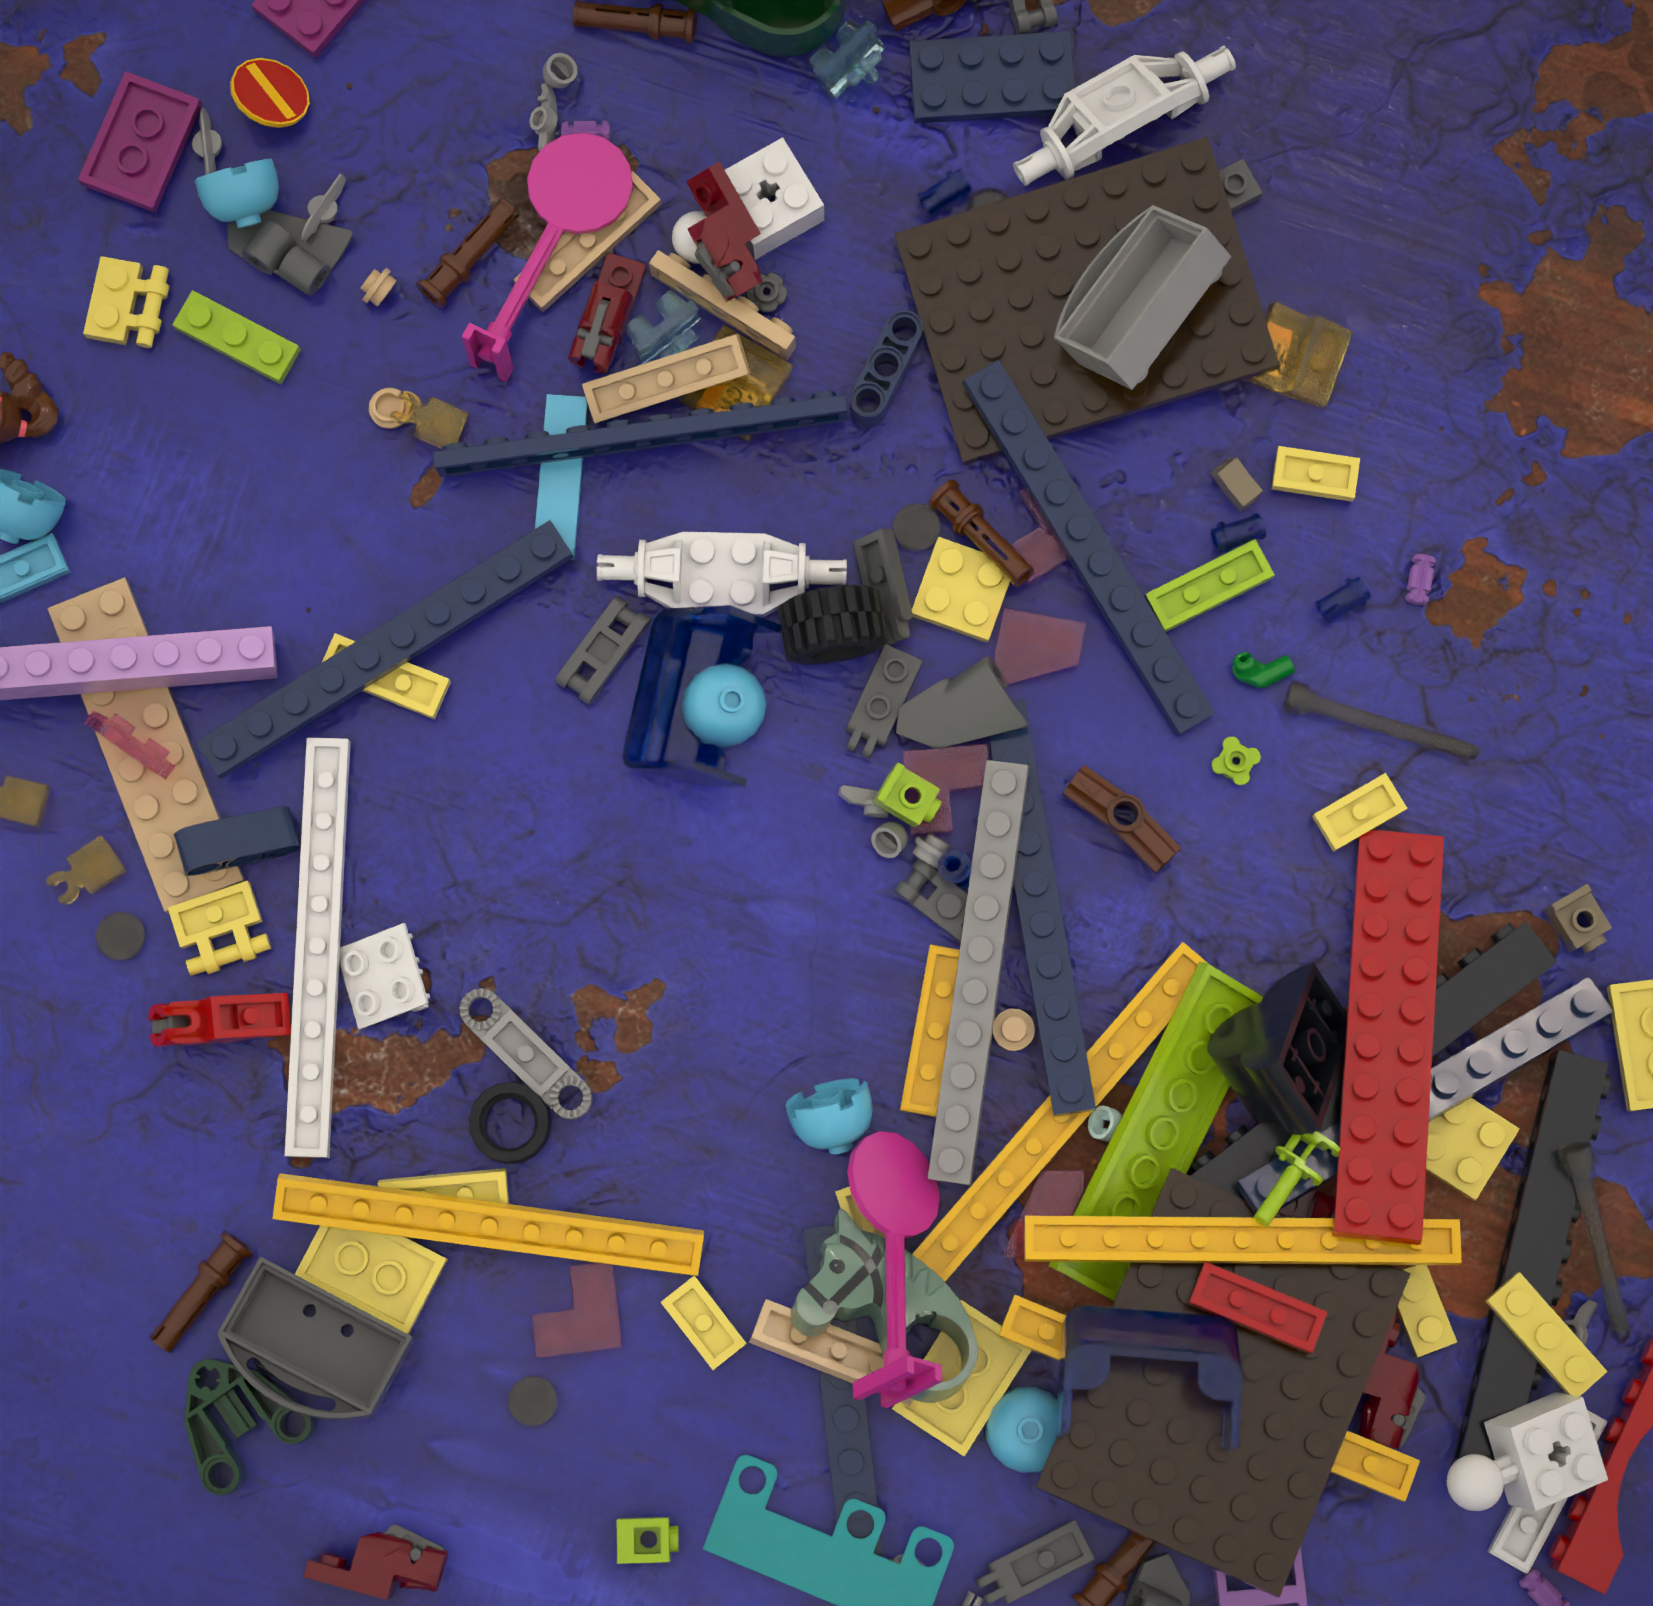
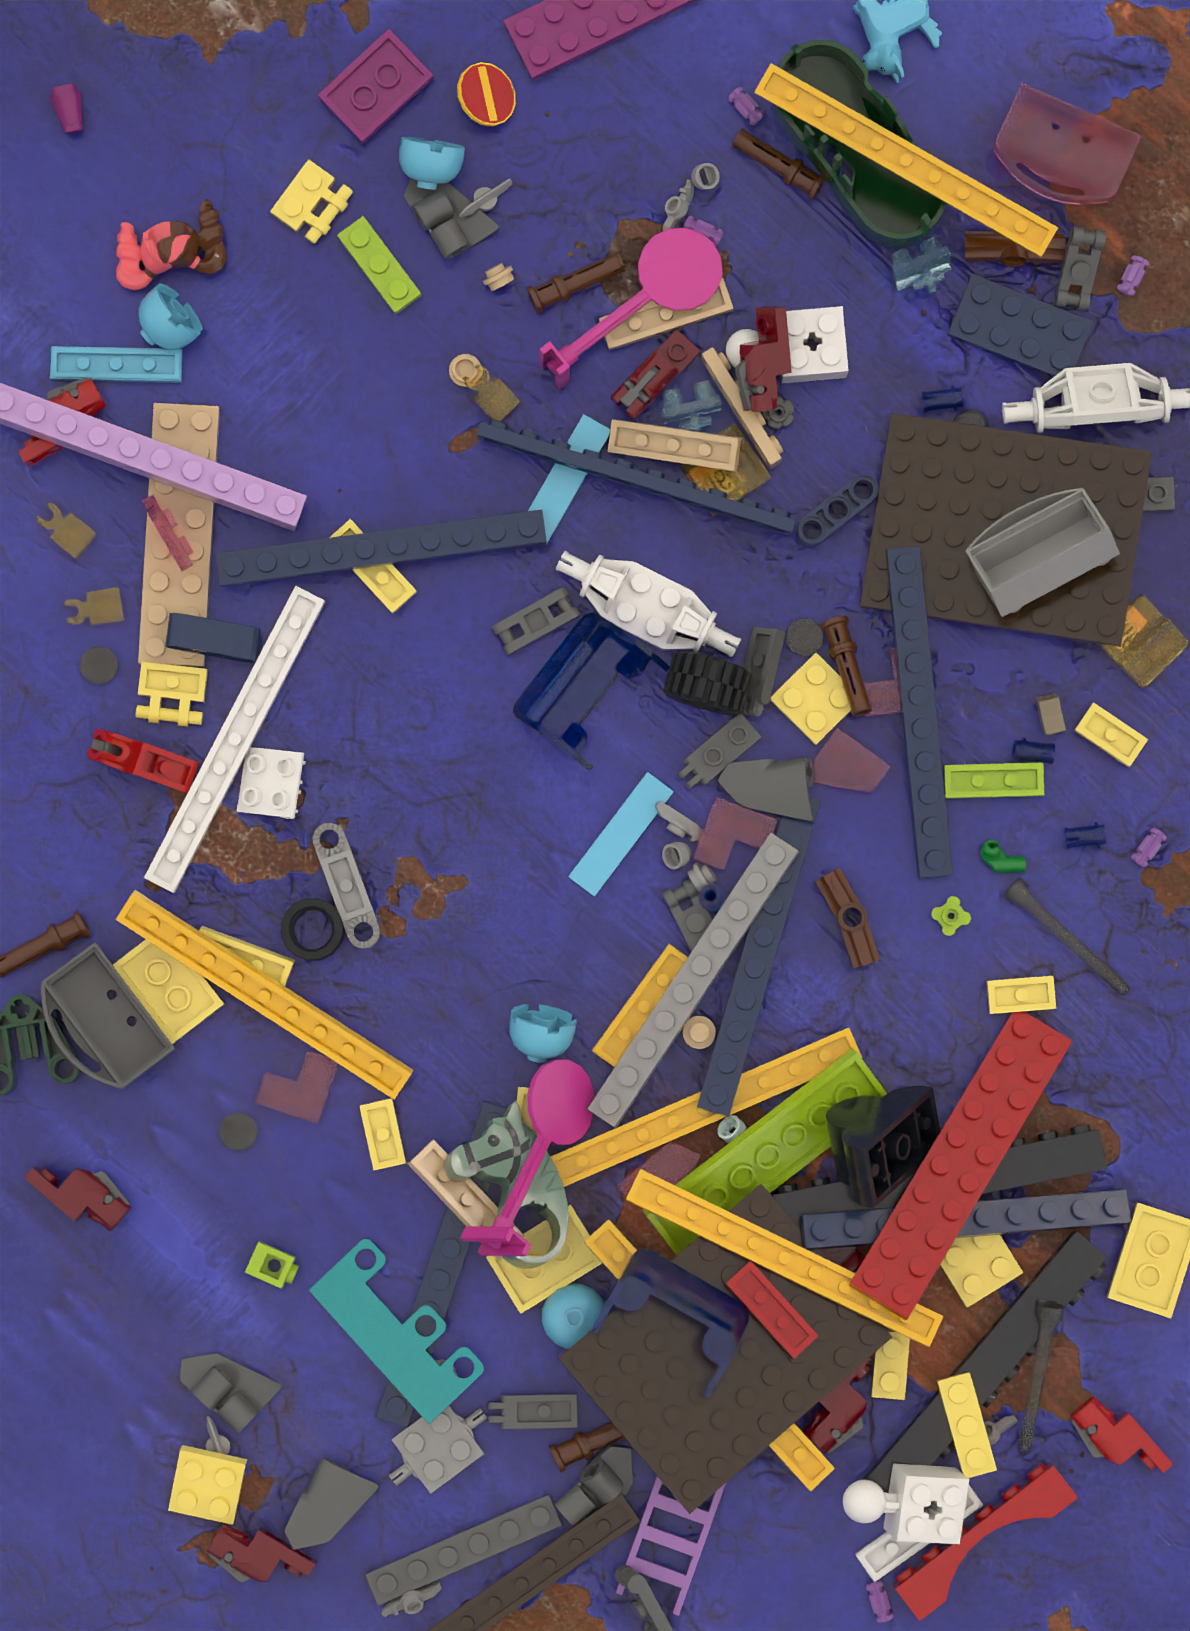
camera: 25 degrees right, 5 degrees up
(207, 142) = (423, 110): light grey piece -> none
(724, 705) = (603, 702): medium azure cylinder -> none
(814, 847) = (620, 834): none -> medium azure tile
(892, 798) = (693, 823): lime brick -> none
(1293, 1173) = (841, 1229): lime piece -> none
(1564, 919) = (1129, 1137): dark tan brick -> none

